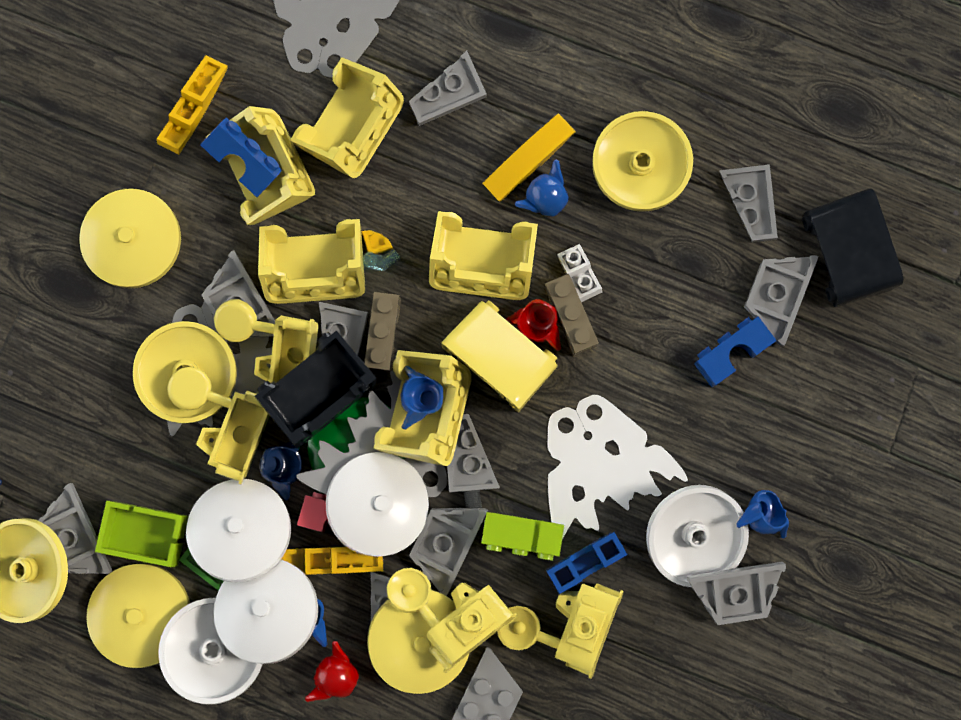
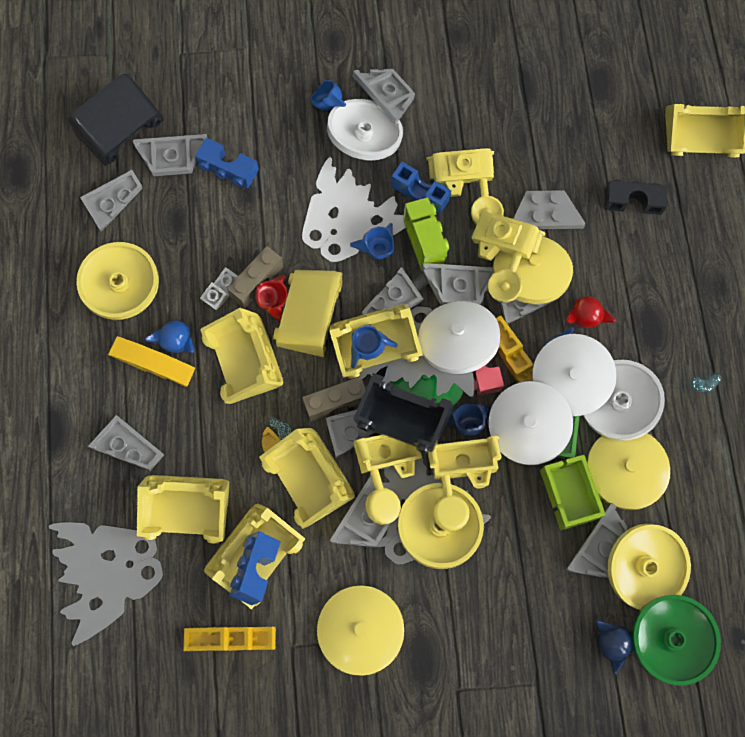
camera: 125 degrees left, 10 degrees down
(543, 475) = (376, 242): none -> blue piece

